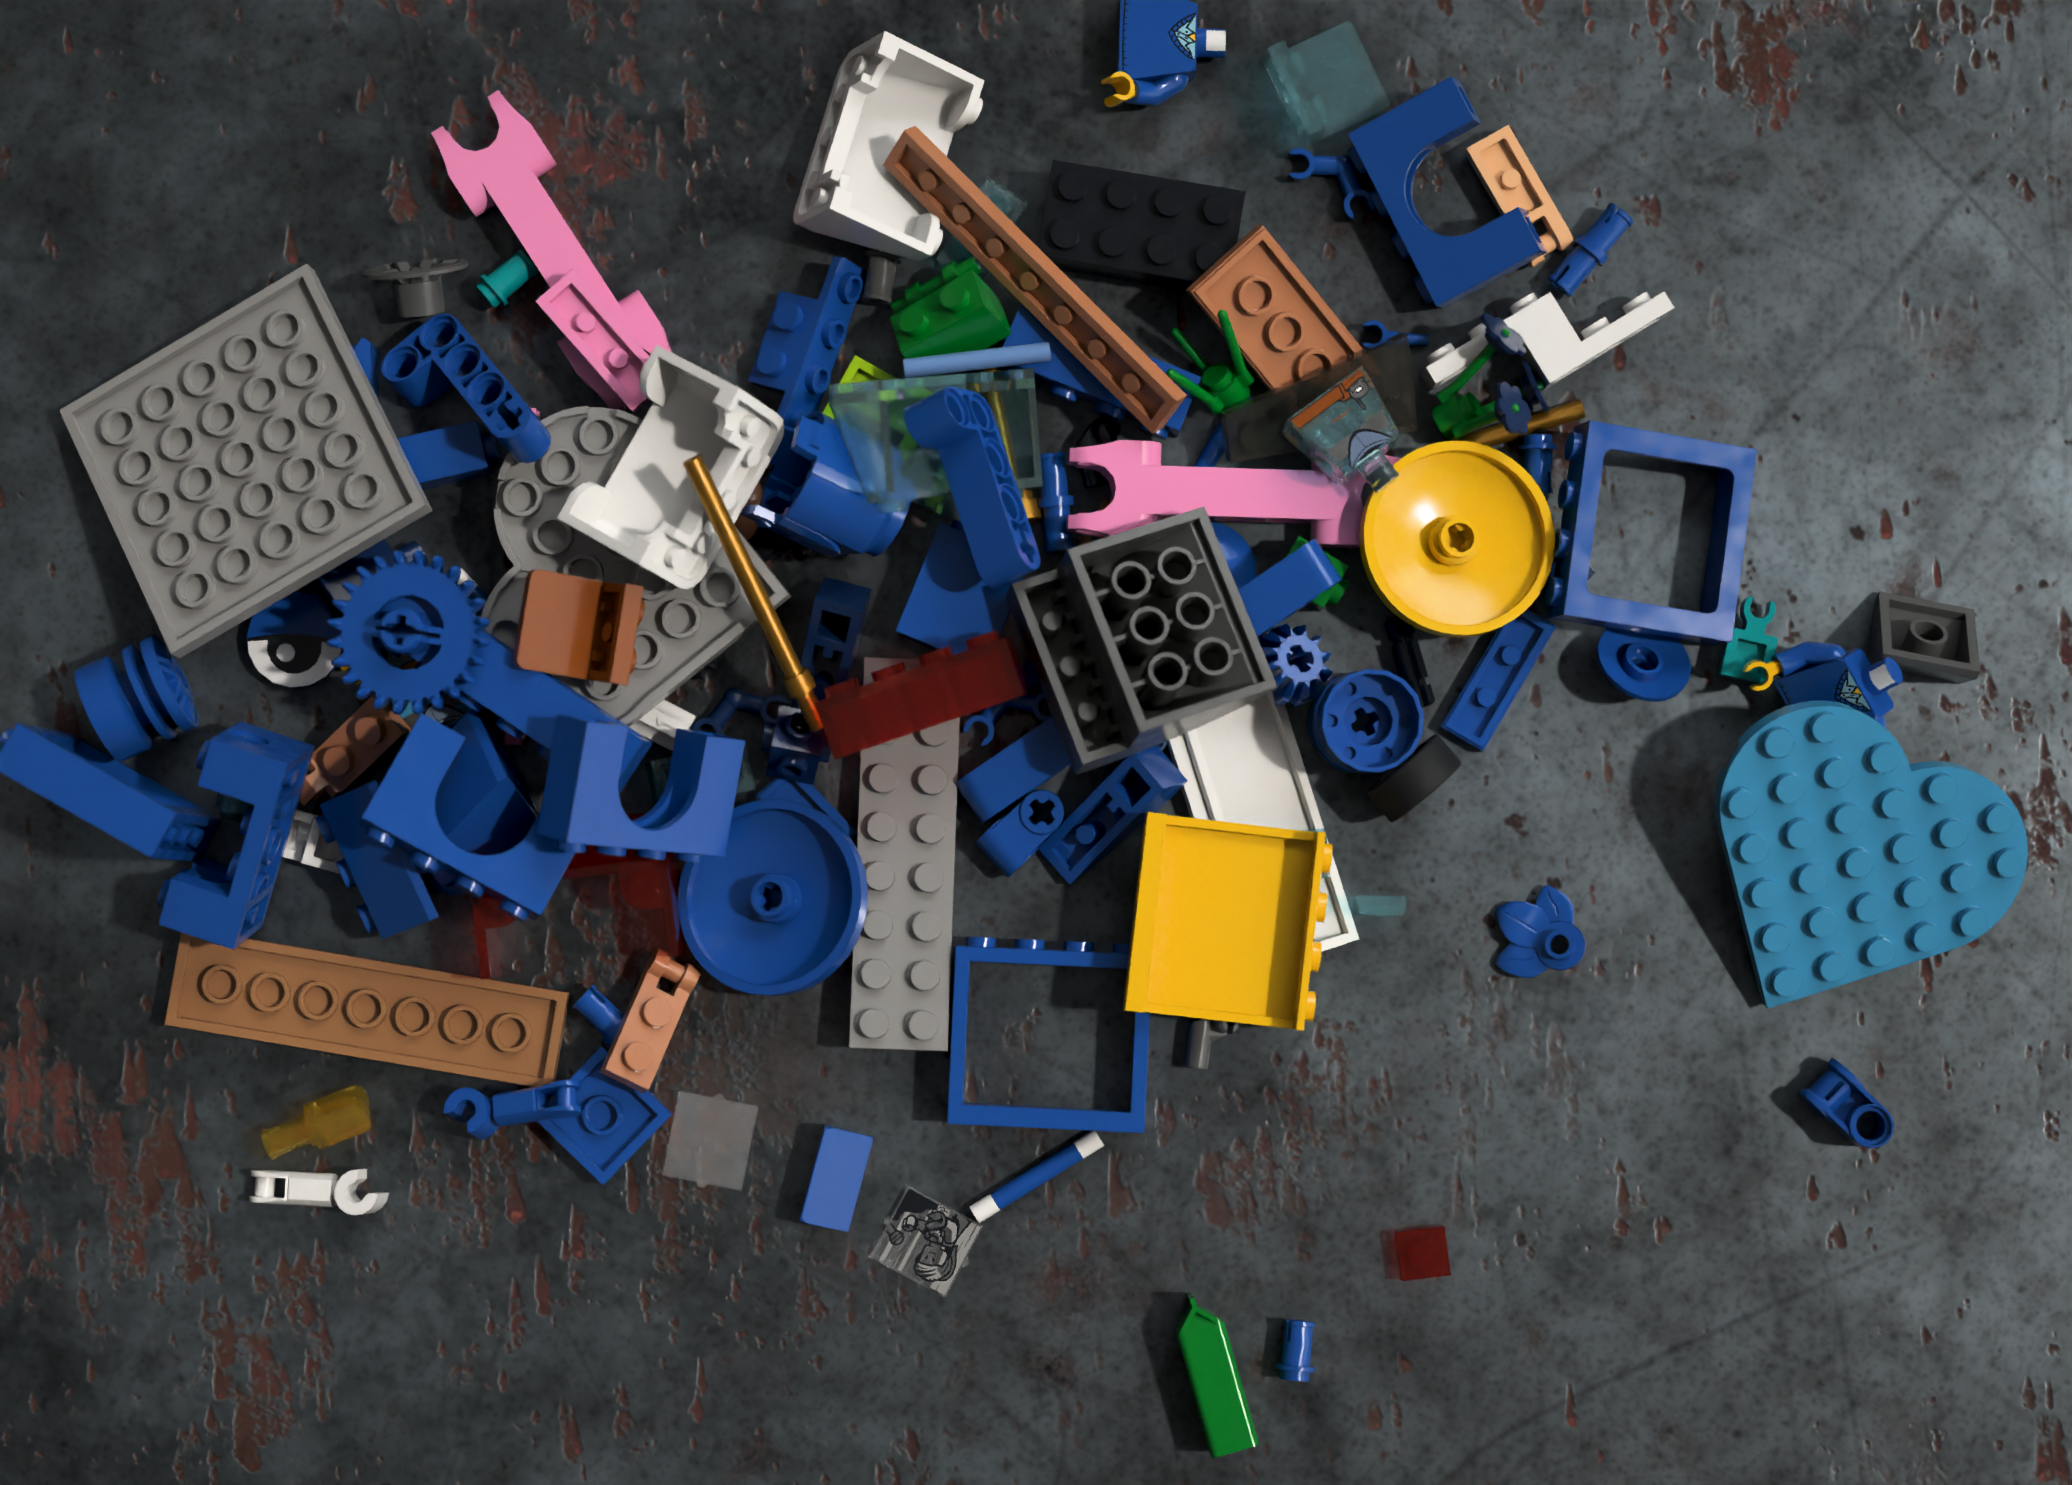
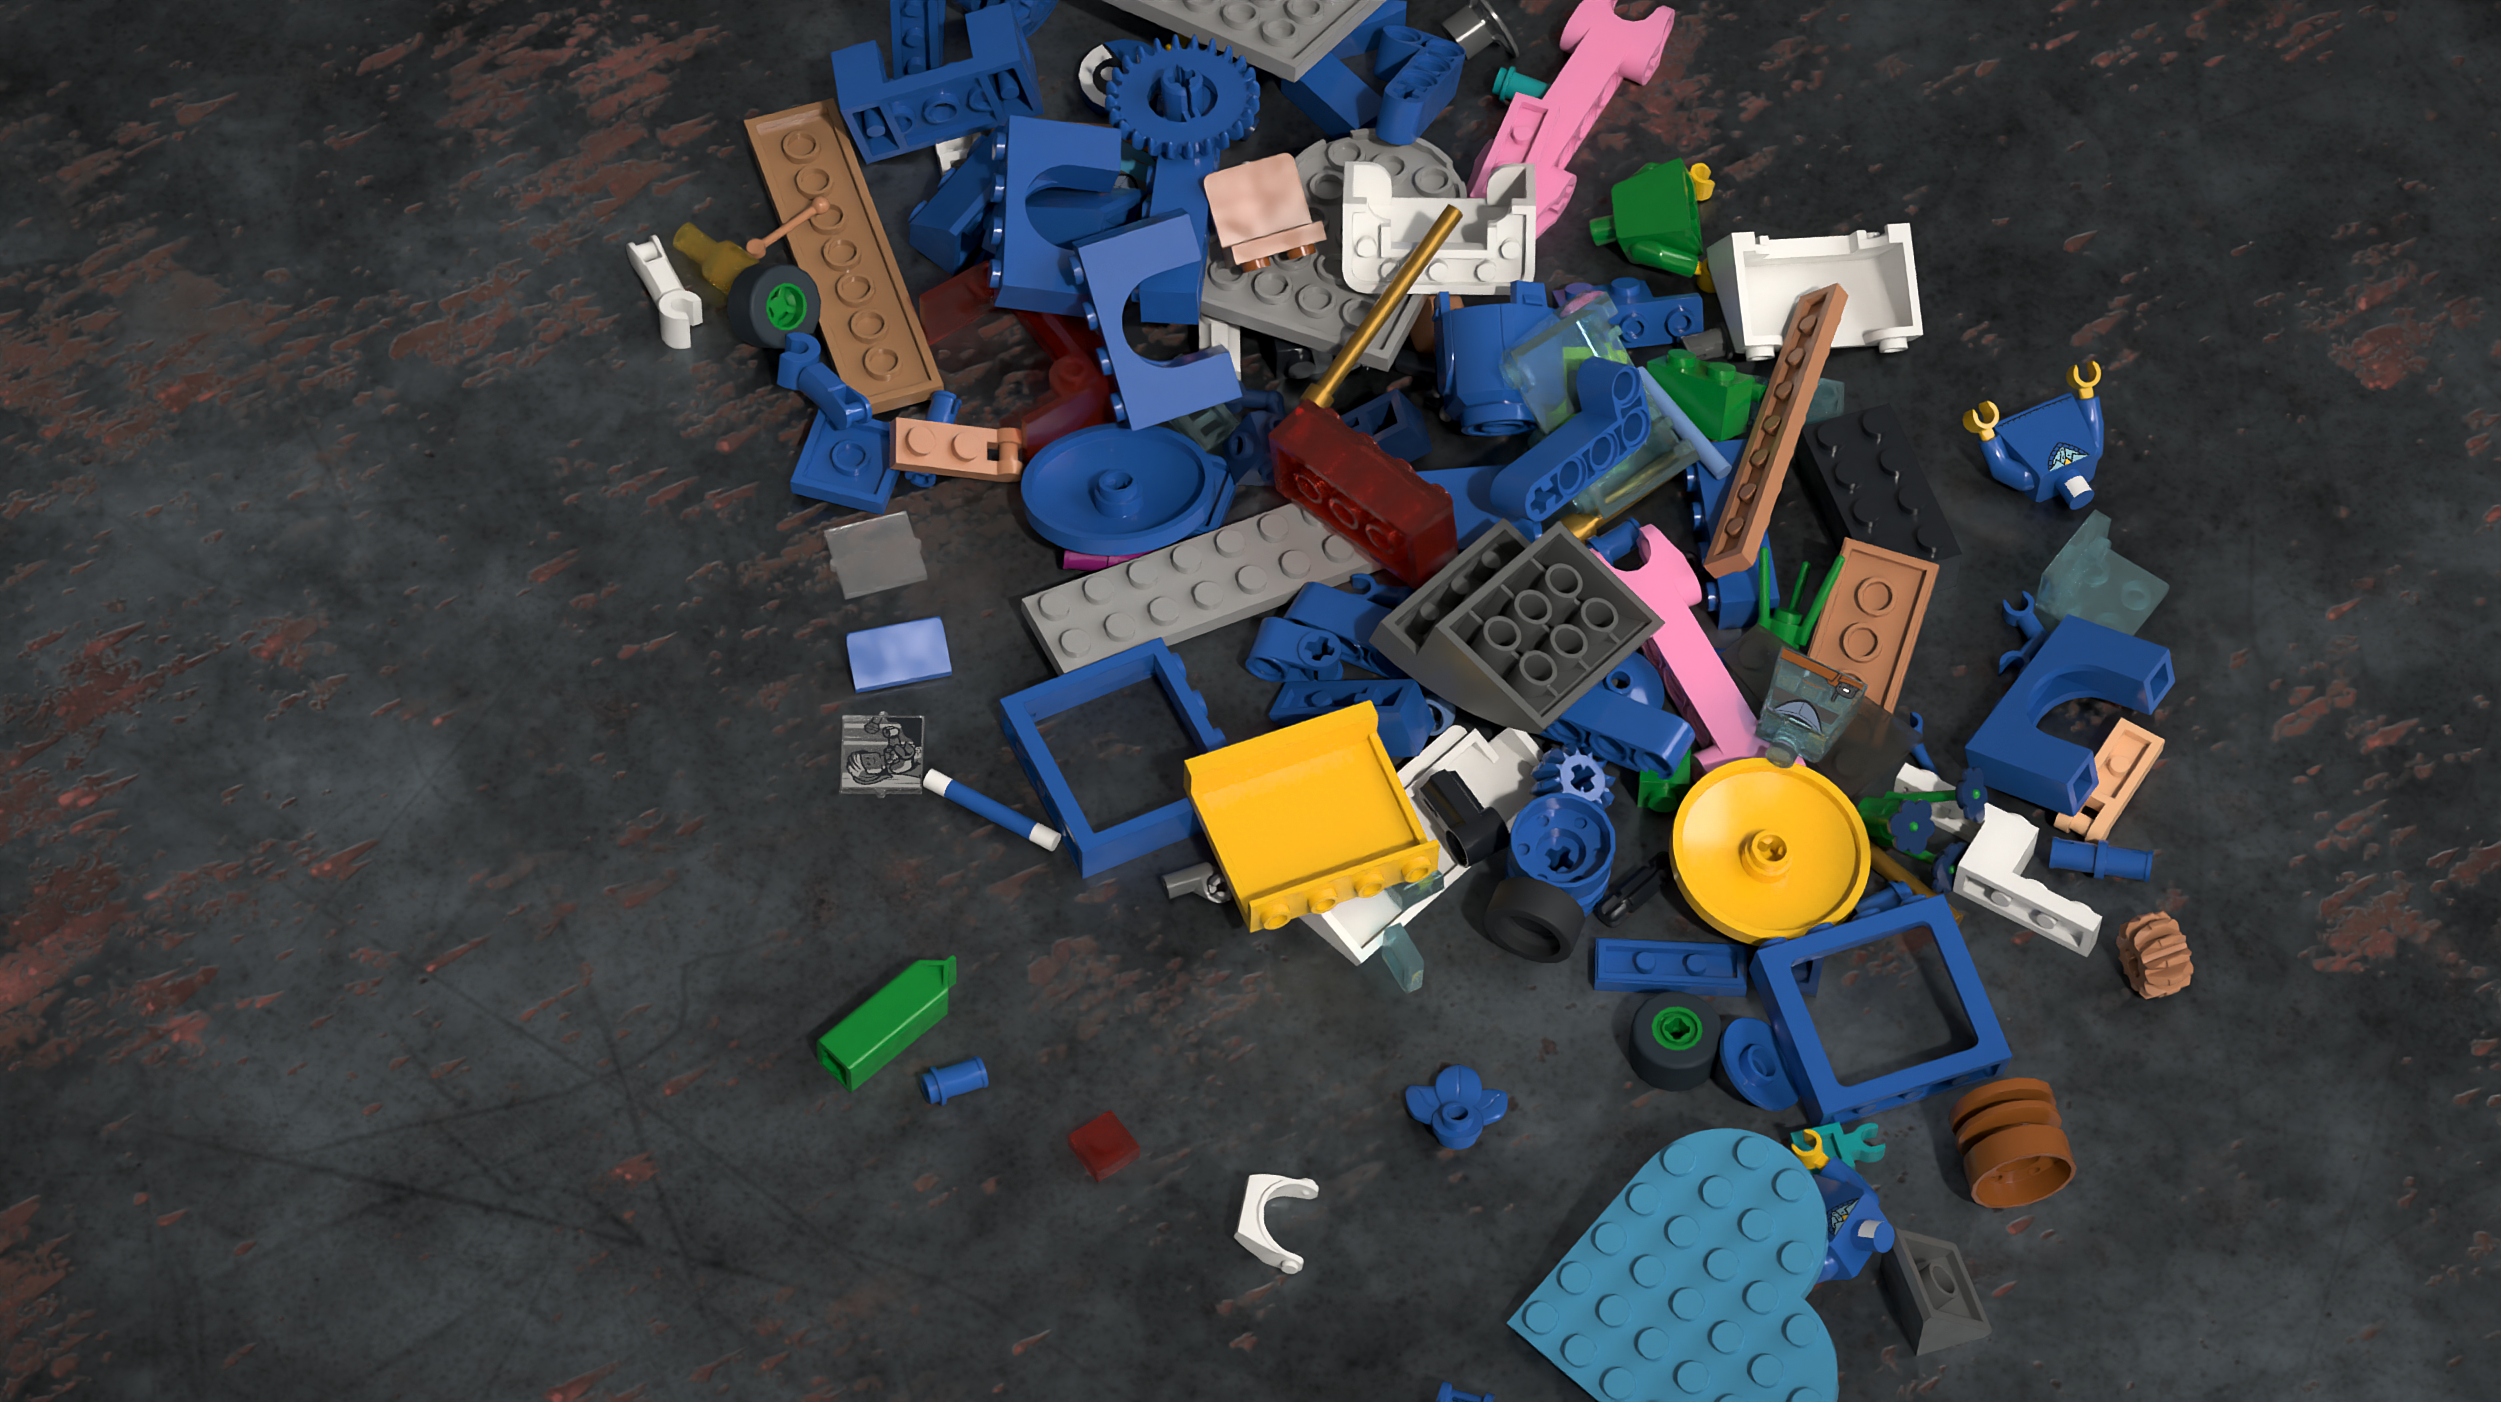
camera: 60 degrees right, 30 degrees down
(322, 1086) = (758, 247): none -> nougat hinge
(402, 1107) = (773, 302): none -> black wheel
(727, 242) = (1659, 219): none -> green torso
(1289, 779) = (1468, 827): none -> black piece
(1547, 1155) = (1251, 1227): none -> white helmet
(1564, 718) = (1675, 1041): none -> black wheel
(1718, 267) = (2154, 954): none -> nougat gear
(1847, 502) = (2012, 1143): none -> dark orange wheel

